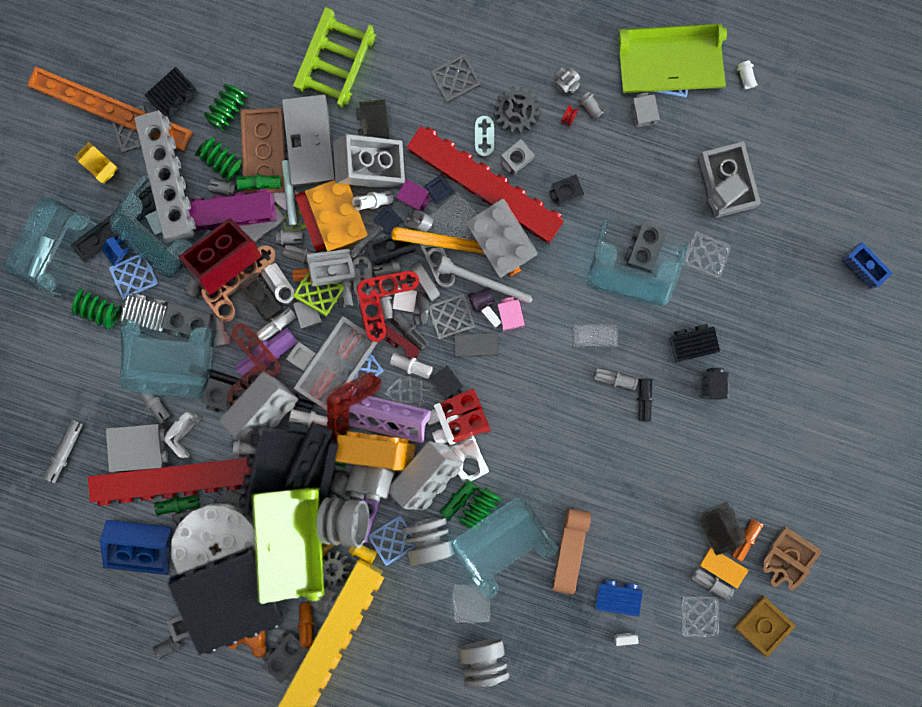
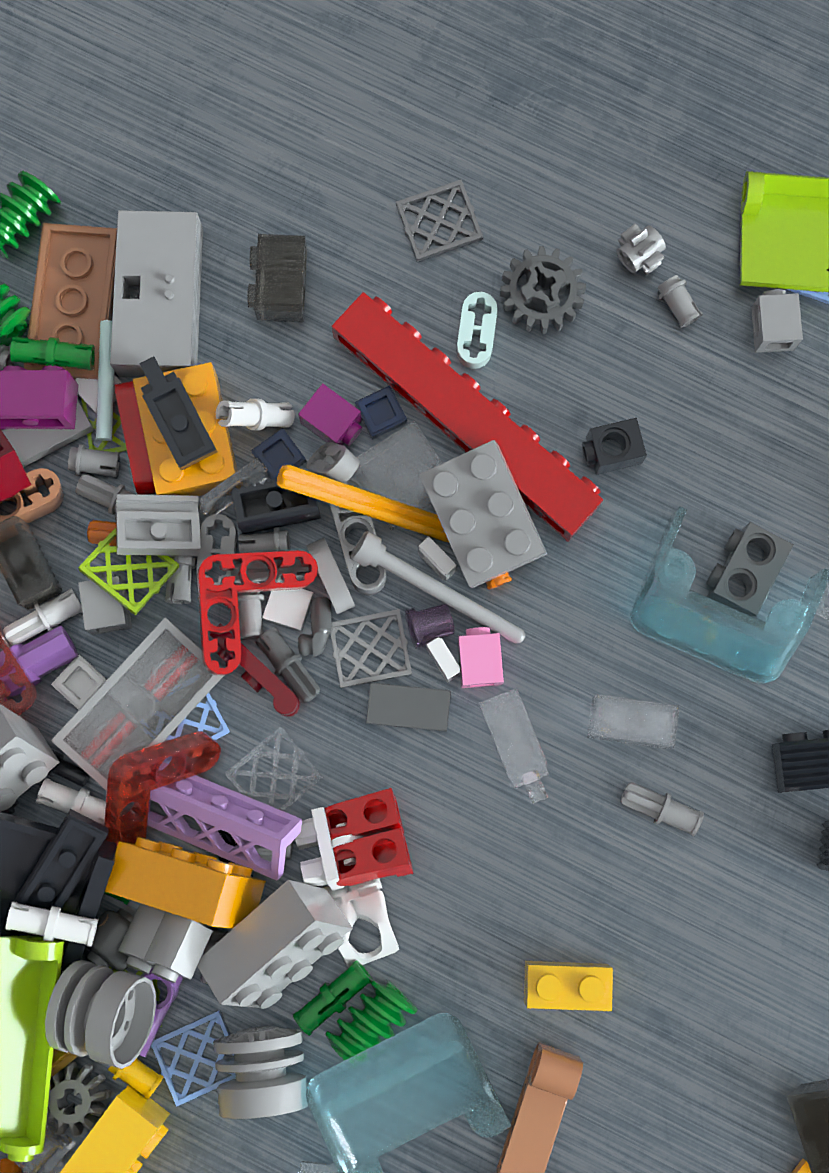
camera: 10 degrees right, 5 degrees down
(278, 283) = (58, 542): white piece -> none
(311, 480) = (51, 924): none -> white pin
(312, 61) = (206, 123): lime fence -> none
(332, 208) = (175, 416): none -> black hinge
(368, 161) = (257, 341): light grey brick -> none
(411, 365) = (281, 729): white axle -> none
(447, 383) = (343, 771): black brick -> none
(480, 264) = (436, 559): none -> white tile
(518, 148) = (538, 359): light grey brick -> none
(535, 355) = (516, 743): none -> clear hinge
(569, 115) = (637, 312): red bush -> none
(578, 476) = (568, 986): none -> yellow brick
(645, 400) = (712, 855): black axle -> none

